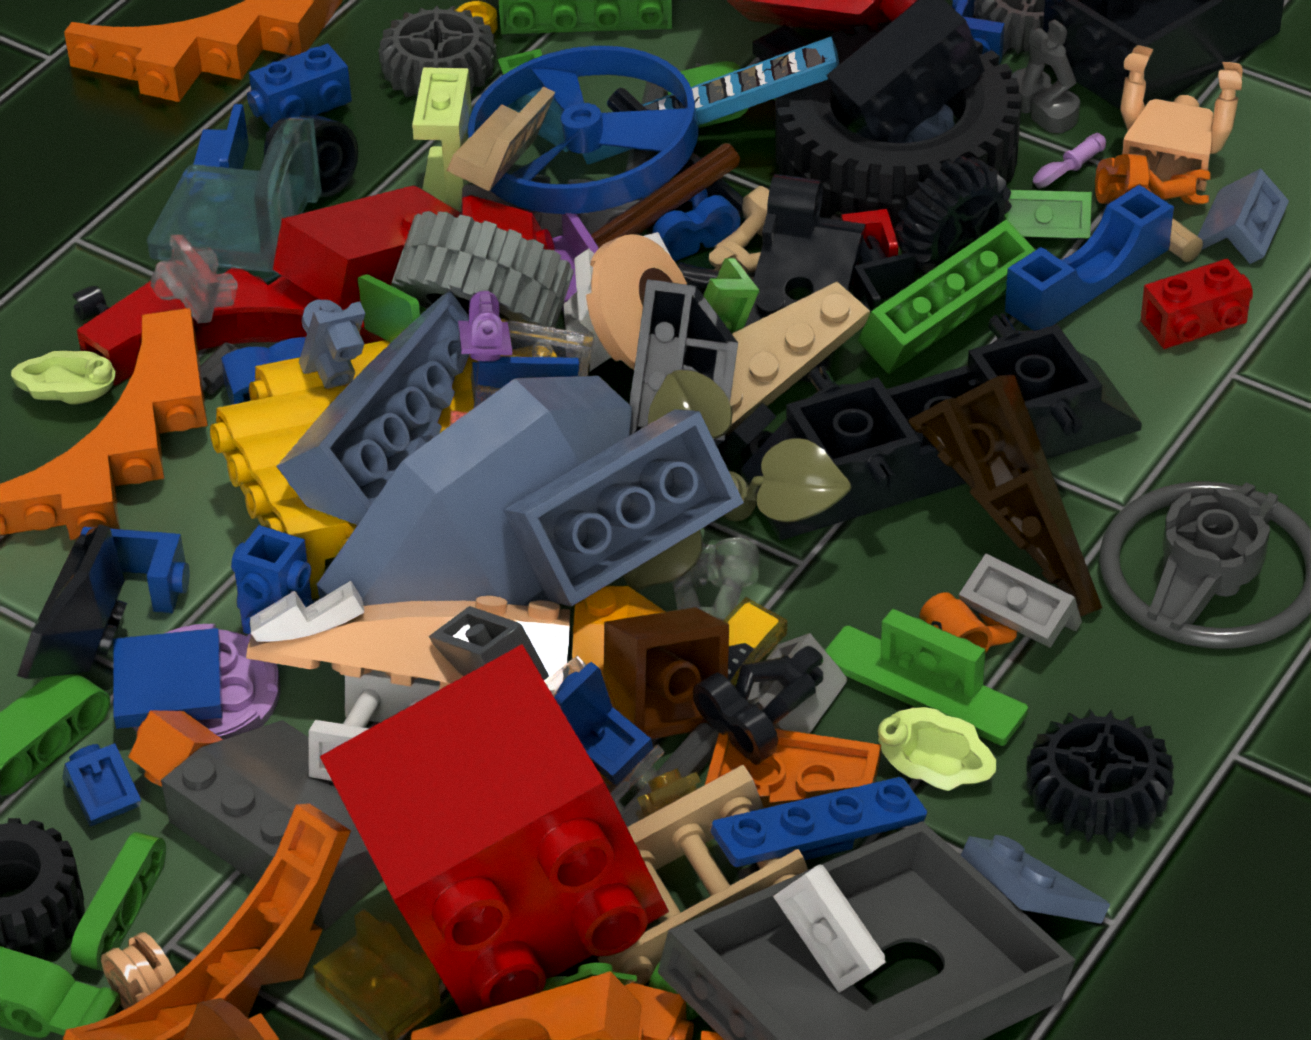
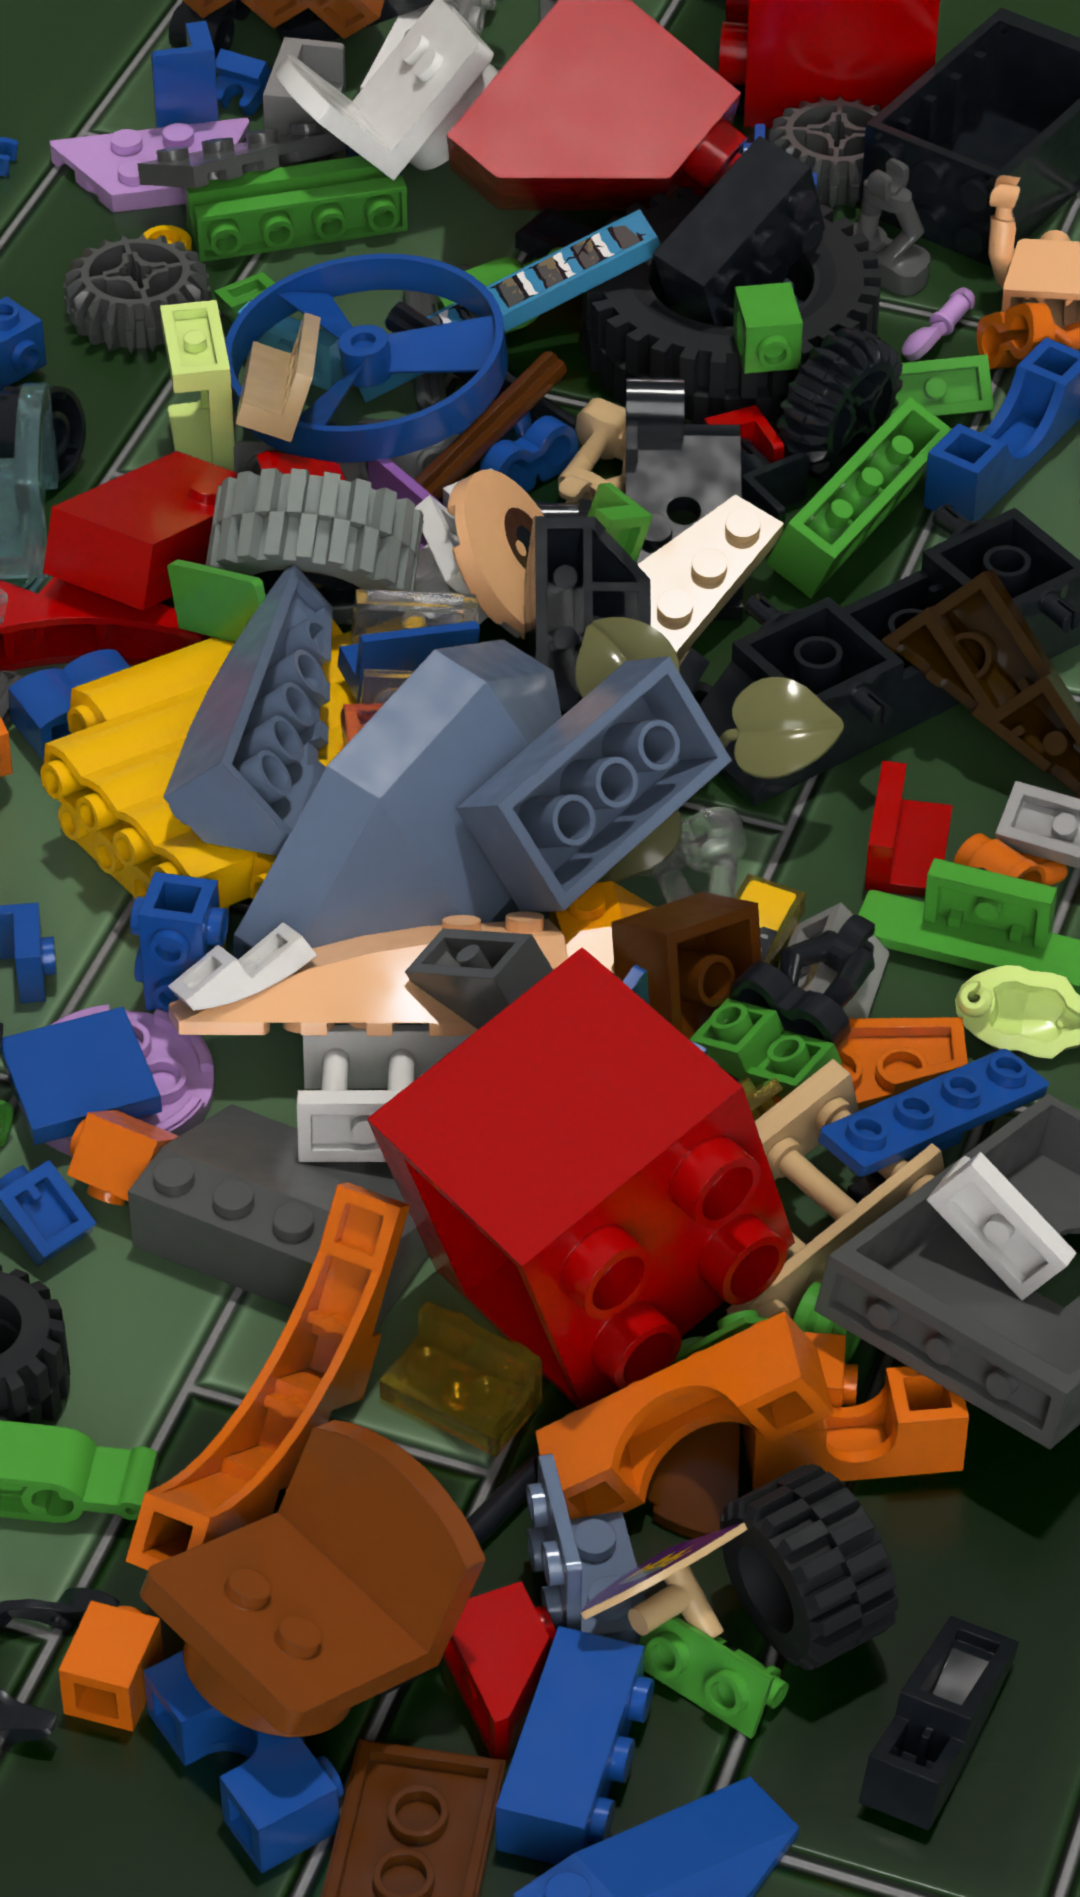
camera: 15 degrees left, 0 degrees up
(118, 899) = (113, 1345): bright green beam -> none
(136, 969) = (176, 1421): light nougat wheel -> none
(331, 341) = (170, 642): sand blue hips -> none
(484, 334) = (358, 601): medium lavender hinge -> none
(702, 742) = (754, 1045): none -> bright green slope
(889, 581) = (904, 836): none -> red panel
(903, 147) = (767, 327): none -> bright green brick

